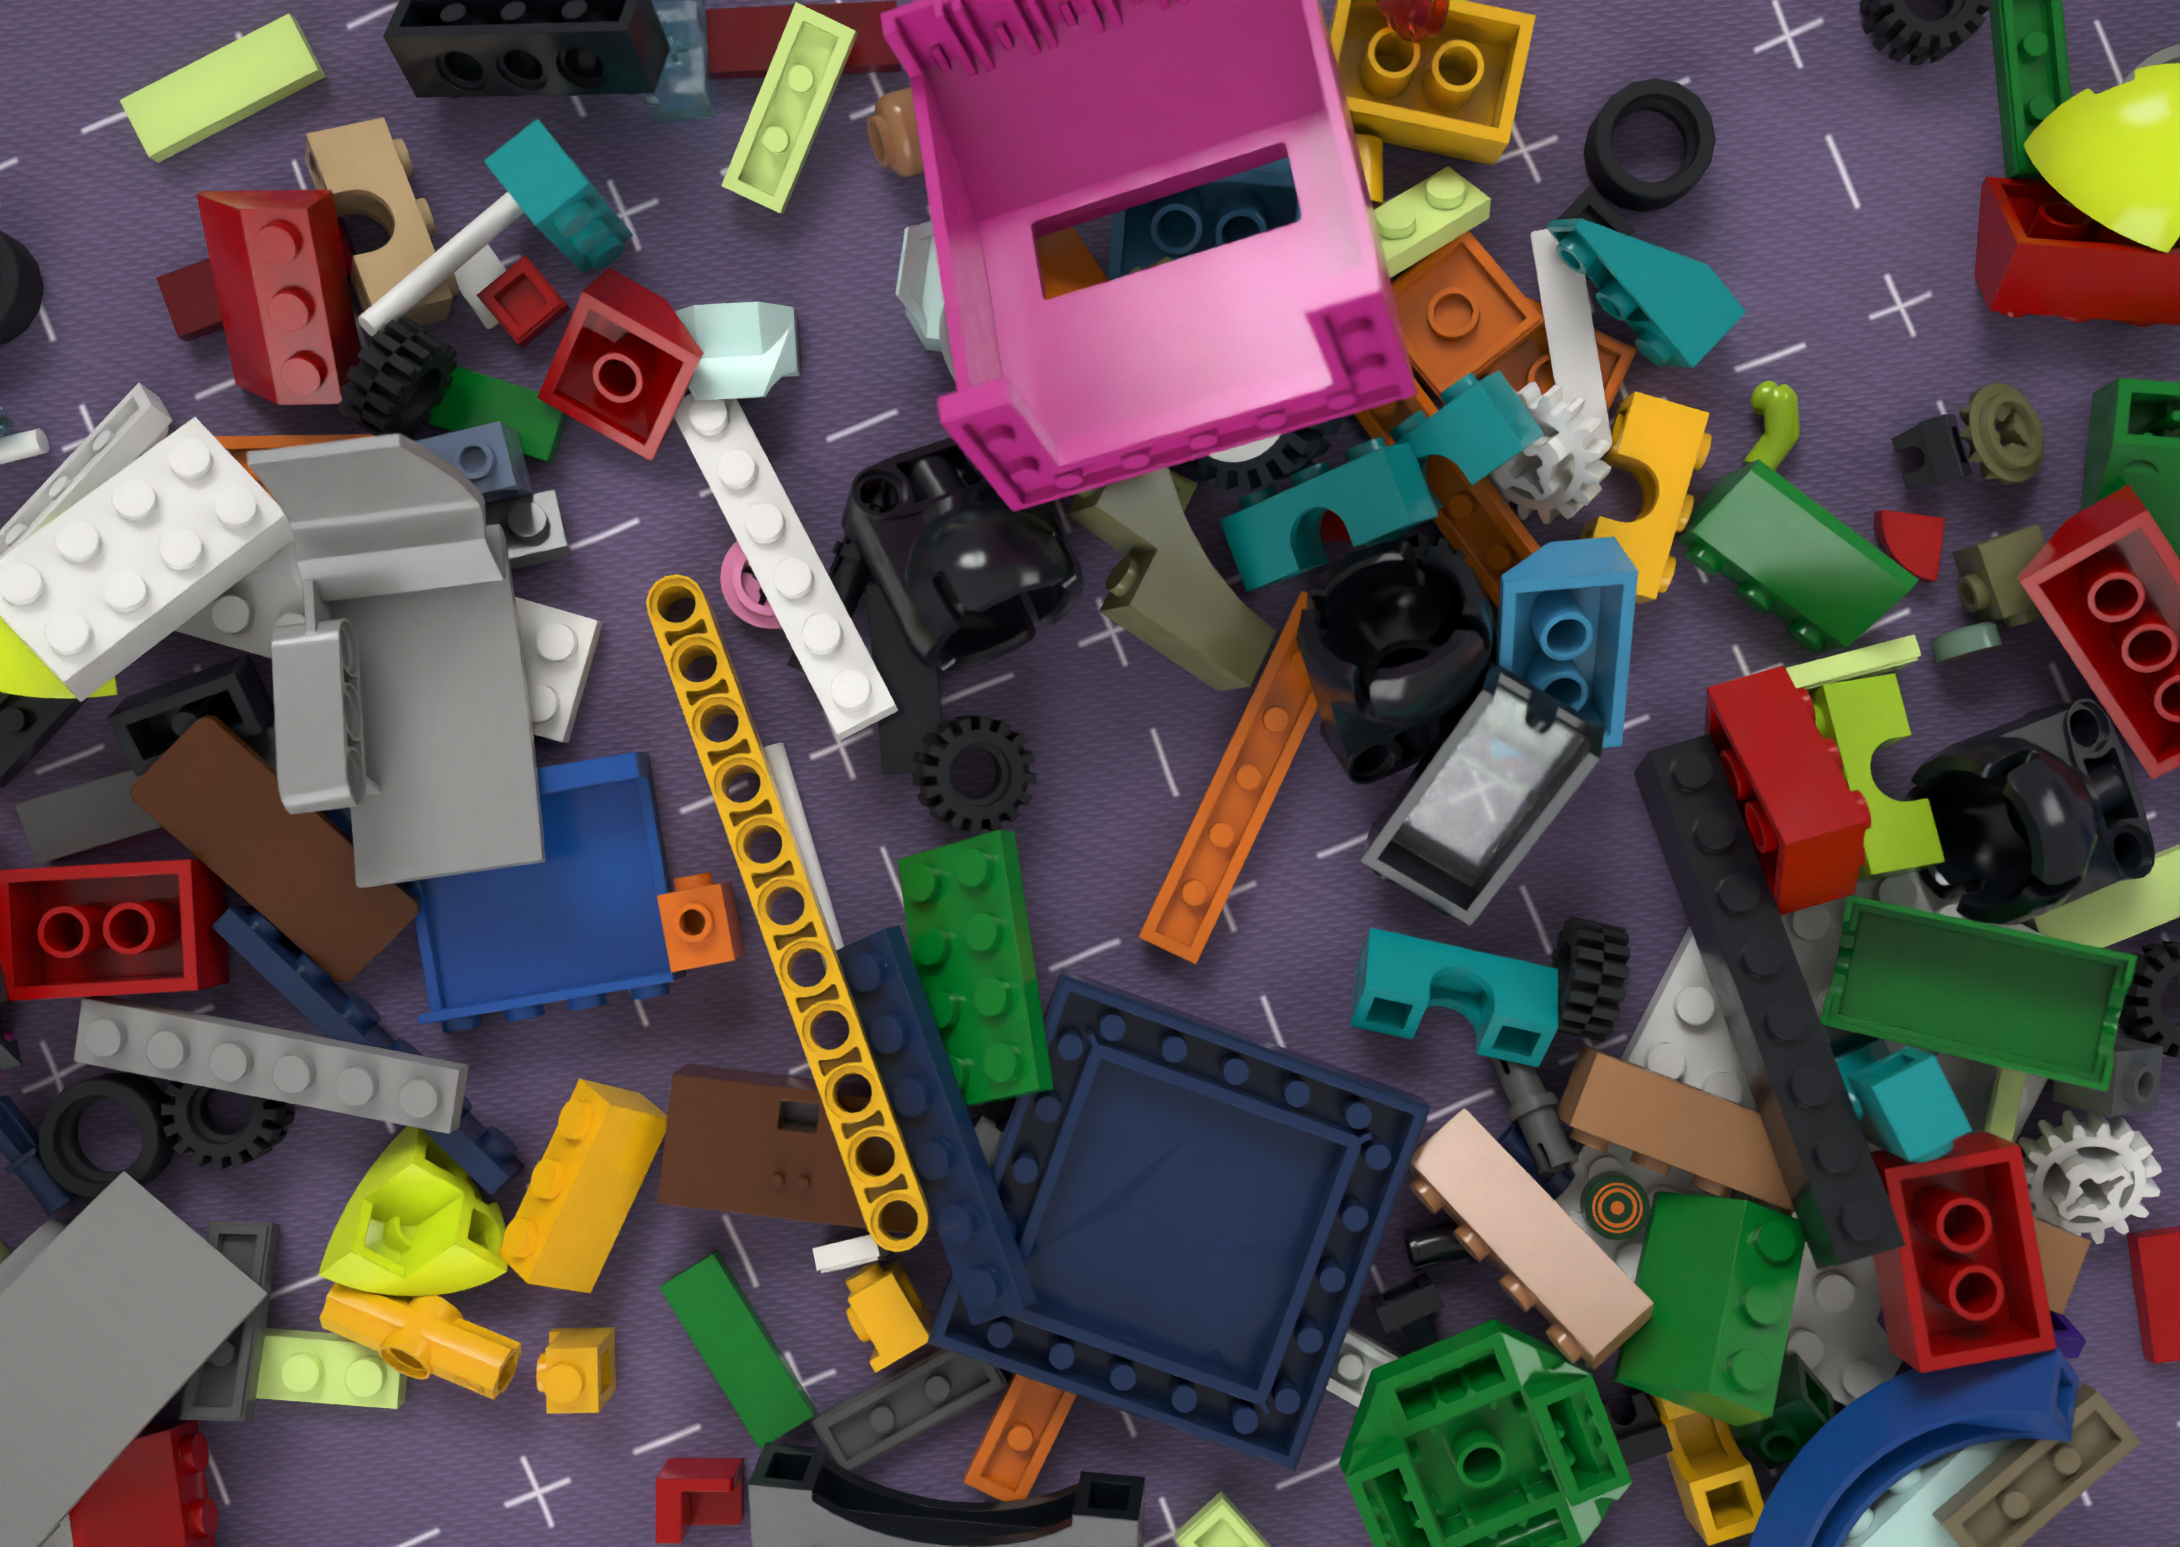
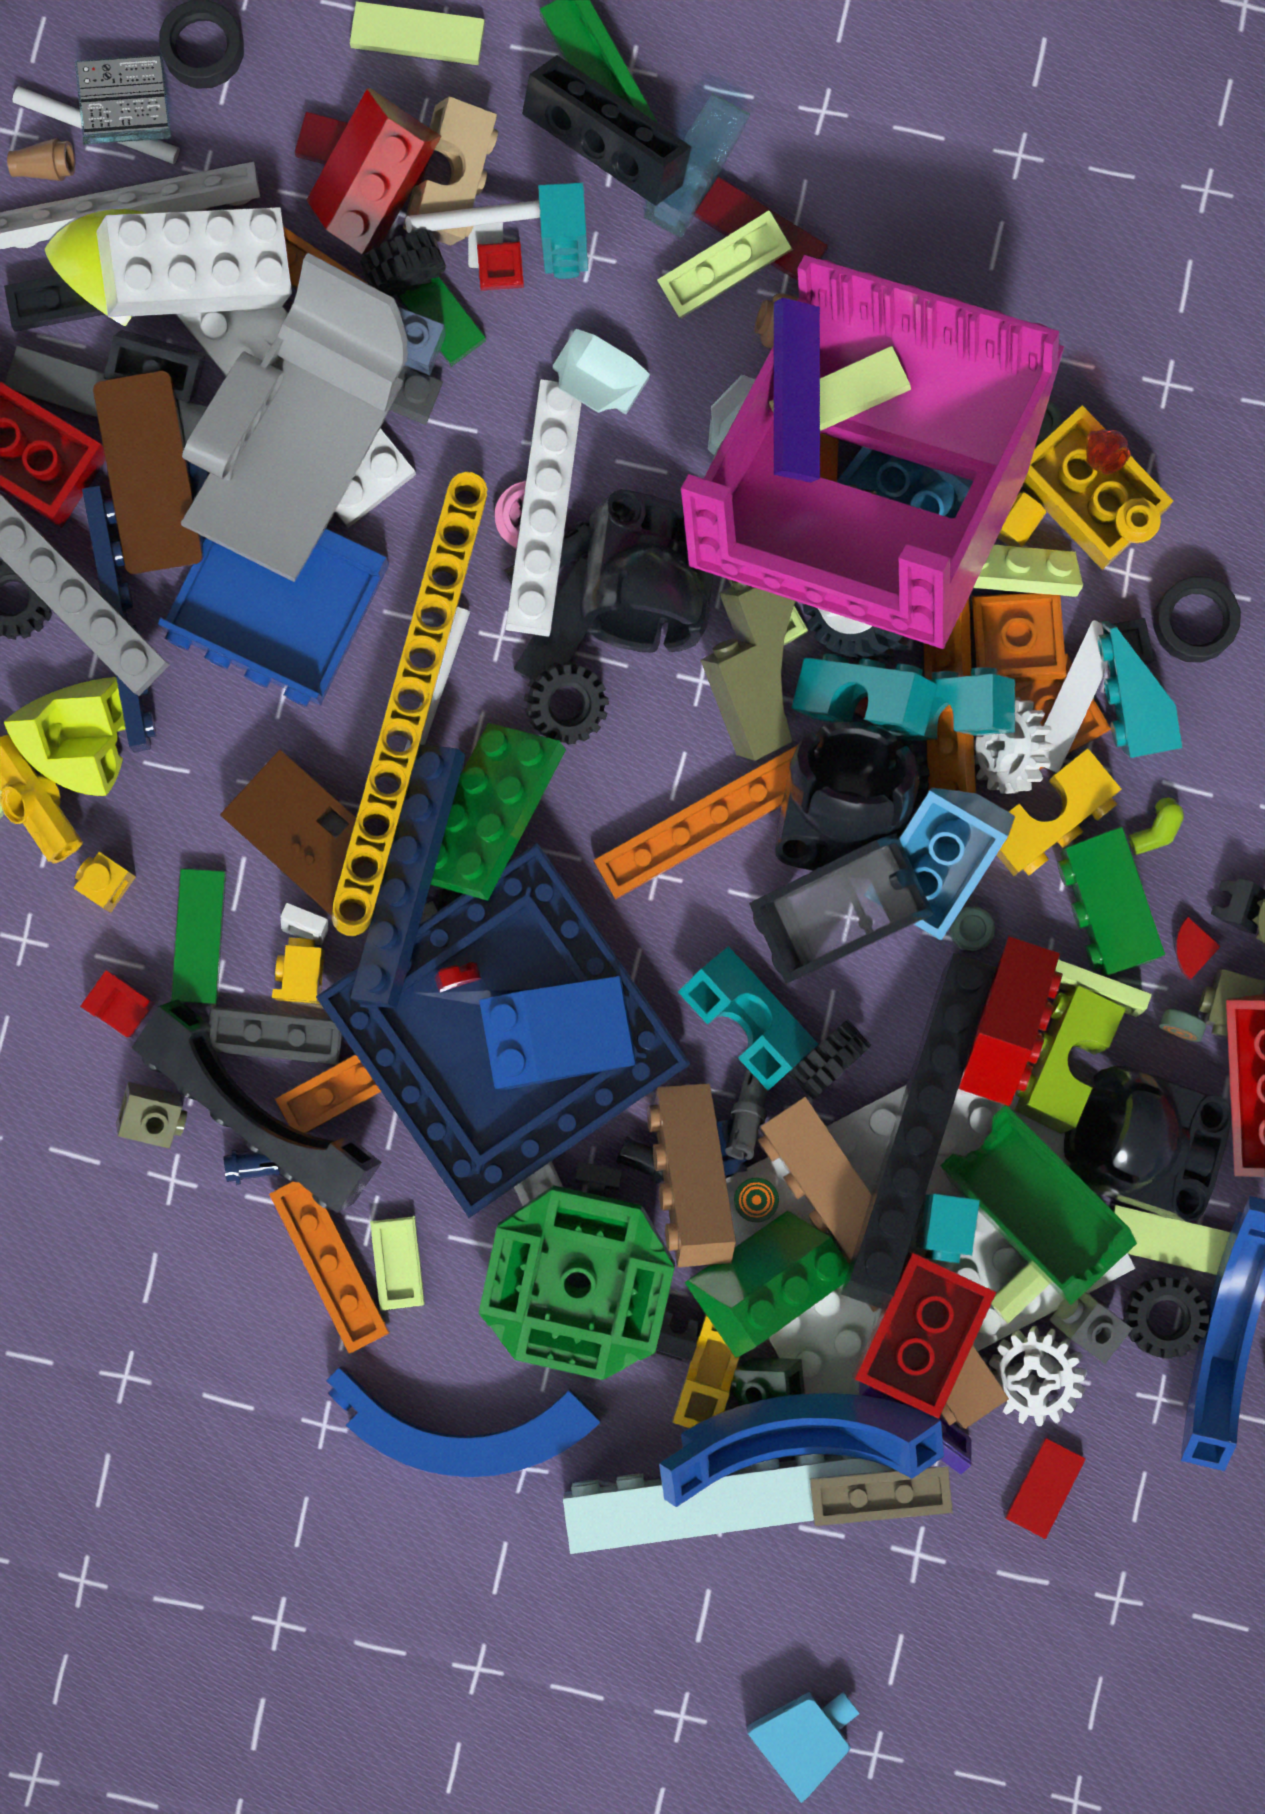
camera: 30 degrees right, 5 degrees down
(583, 1187) = (182, 779): yellow brick -> none
(622, 364) = (532, 340): red slope -> none
(700, 922) = (353, 678): orange brick -> none
(991, 194) = (796, 390): none -> dark purple tile
(1048, 164) = (860, 387): none -> yellowish green tile
(1080, 1199) = (456, 976): none -> red tile
(1249, 1190) = (557, 1032): none -> blue slope
(1505, 85) = (1131, 532): none -> yellow plate
(1646, 702) = (972, 929): none -> sand green tile

